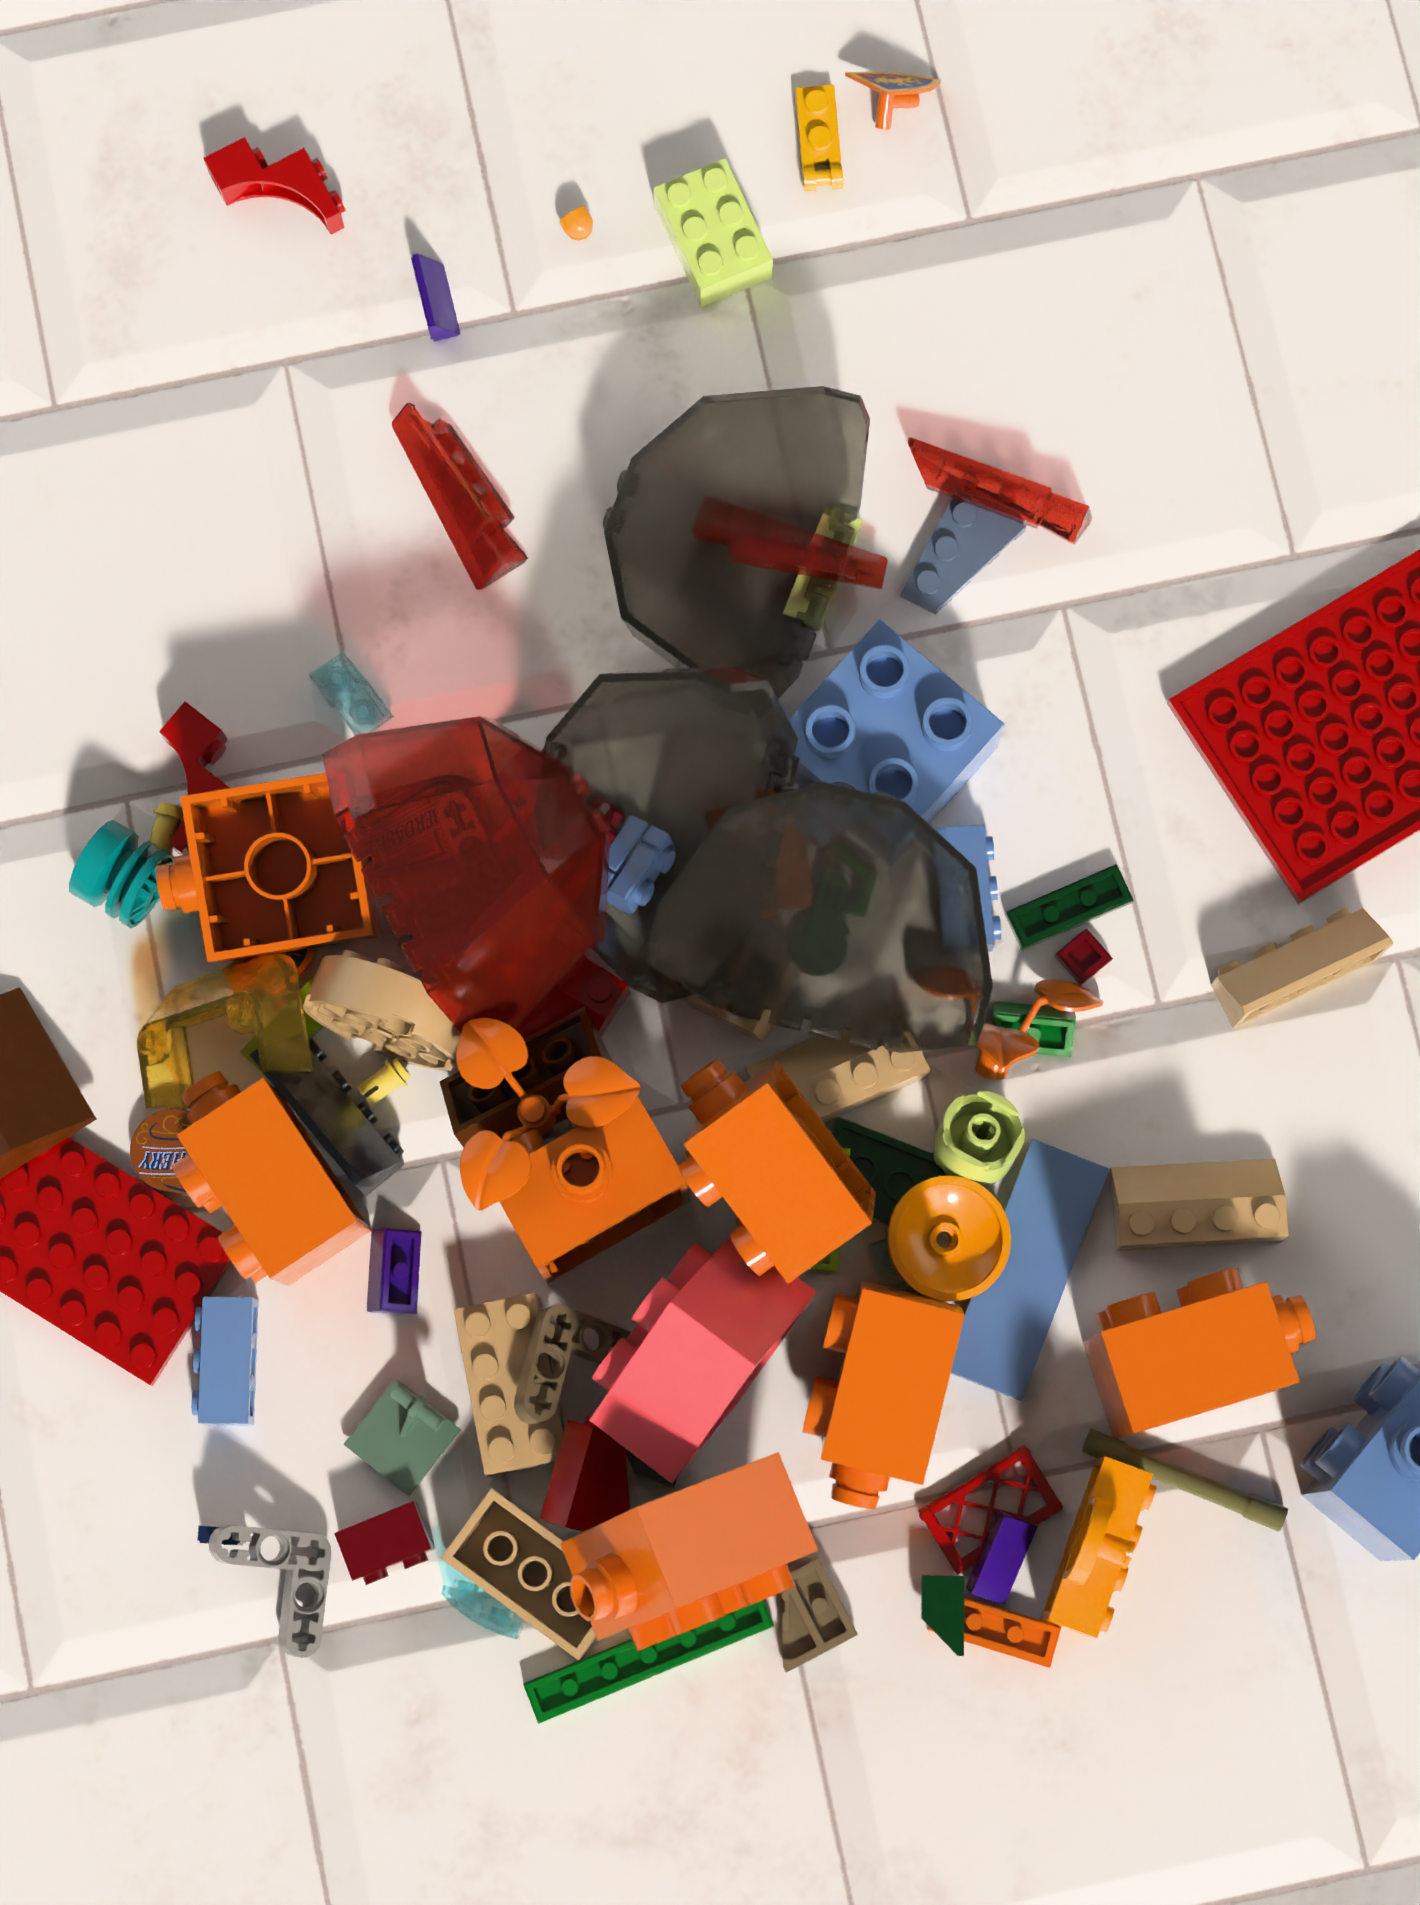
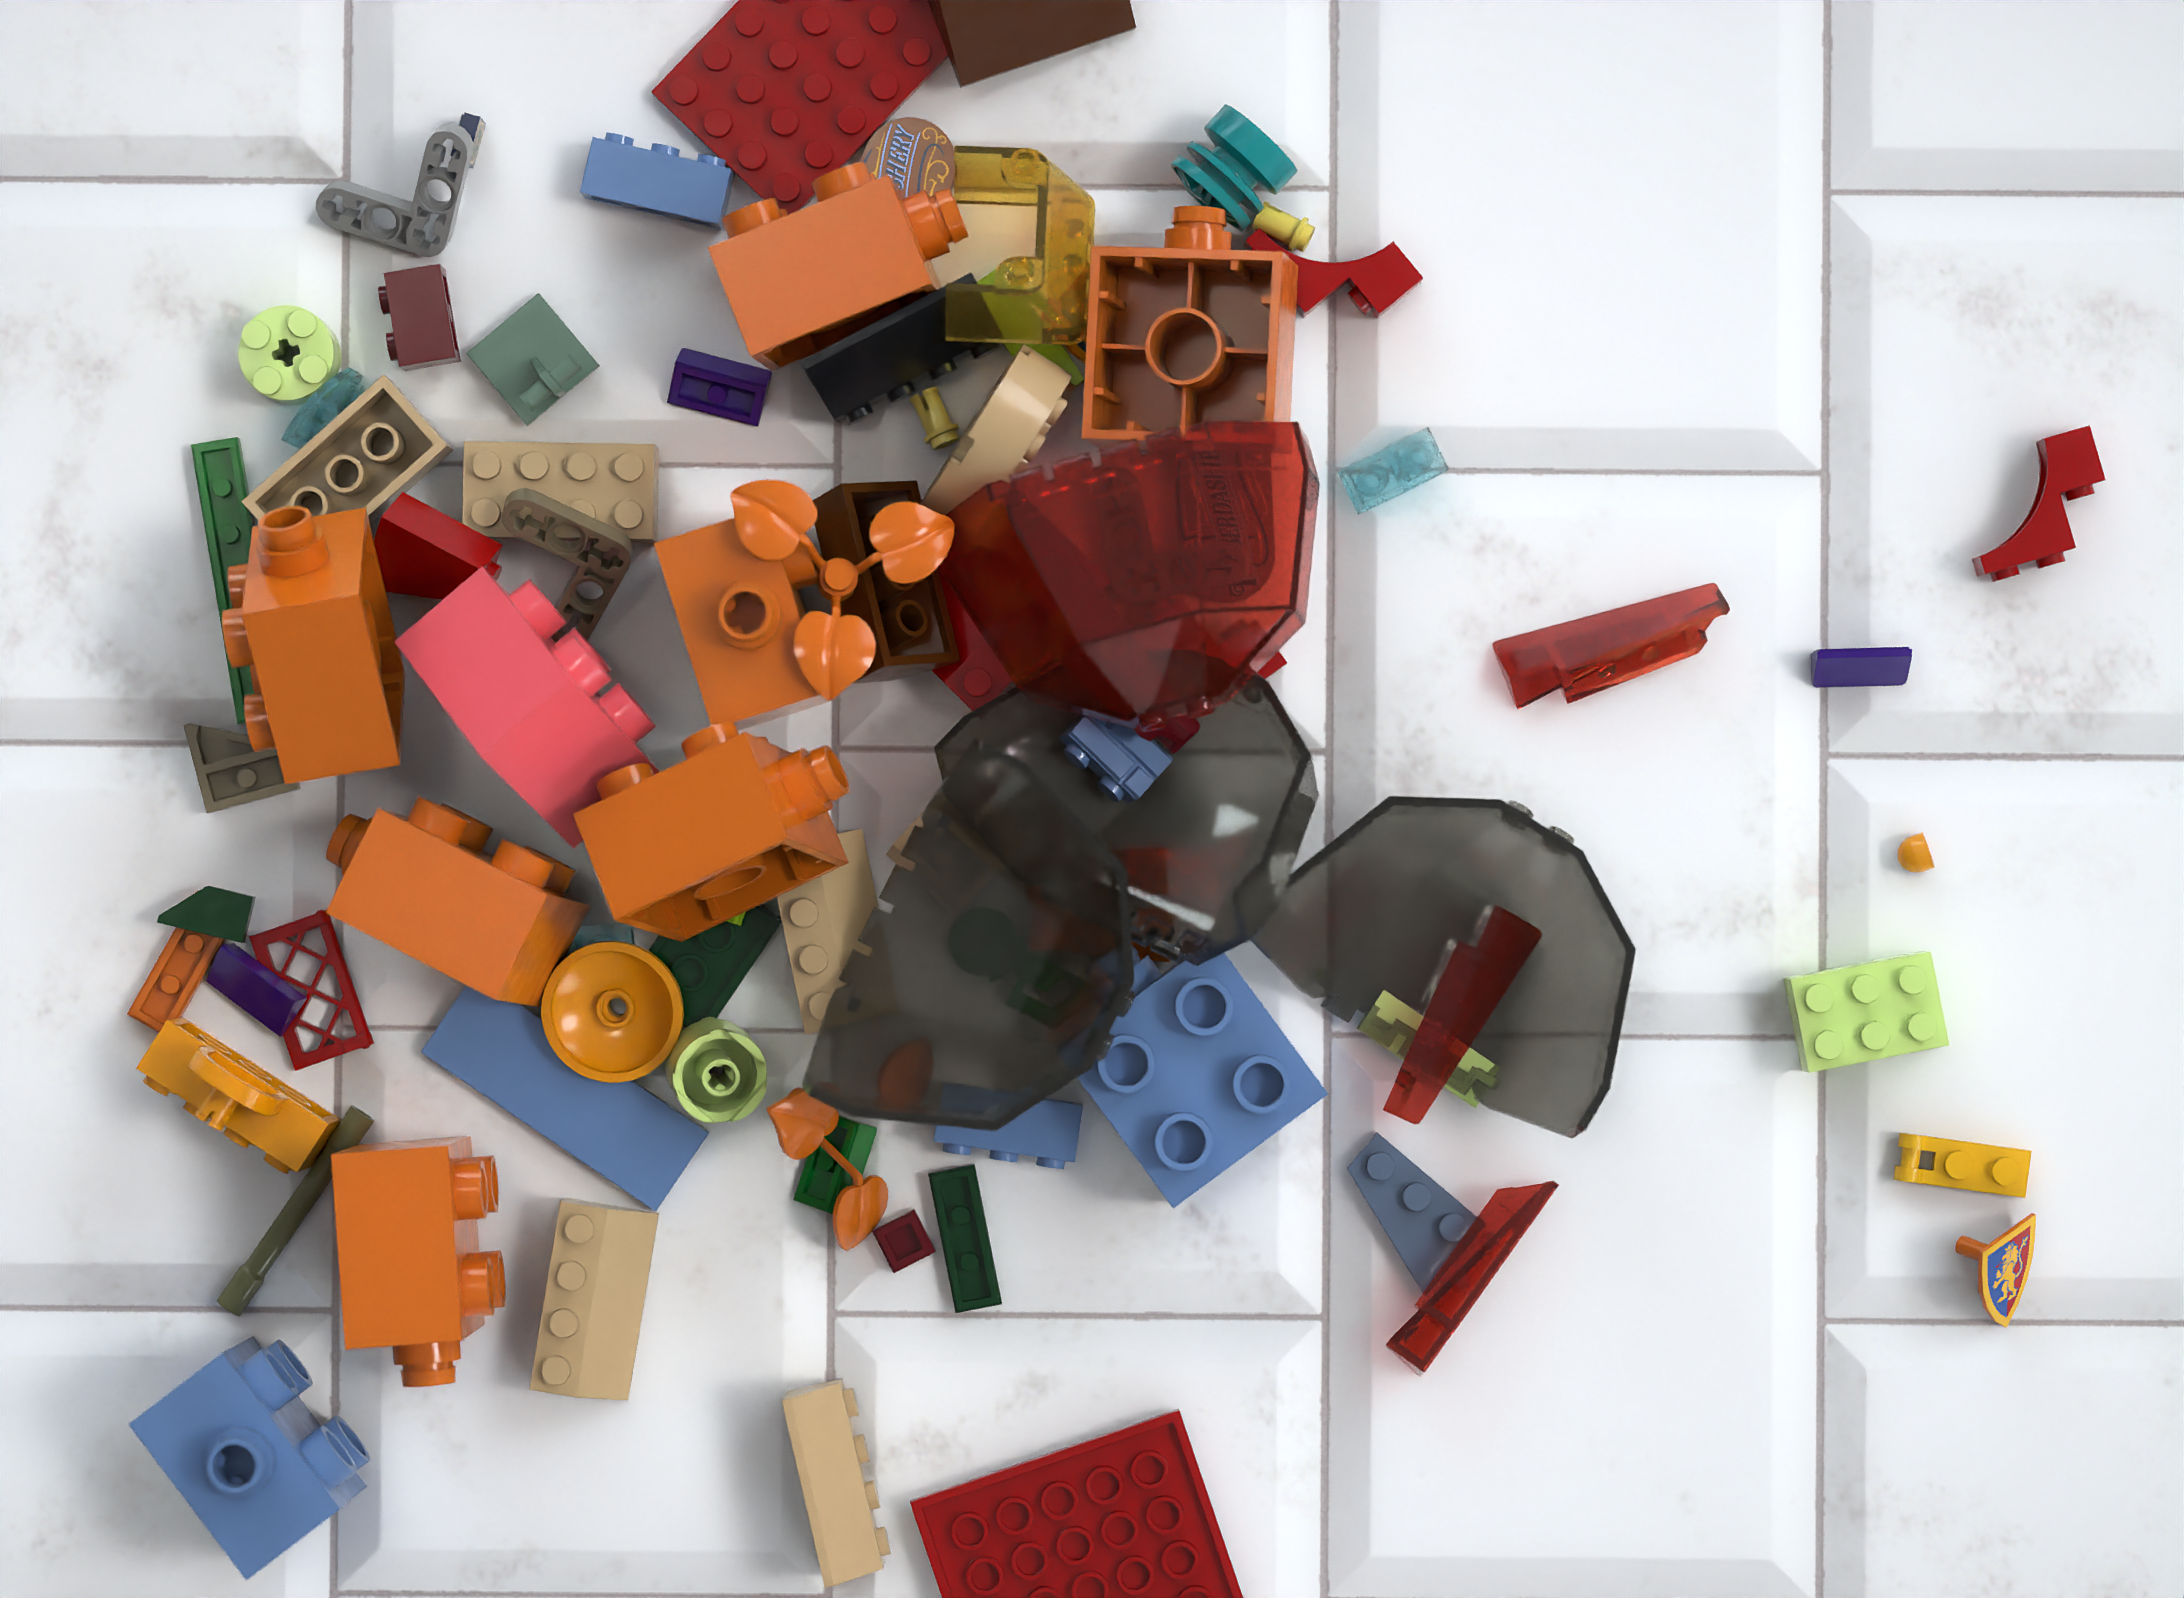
camera: 100 degrees right, 10 degrees up
(417, 1642) = (266, 340): none -> yellowish green brick

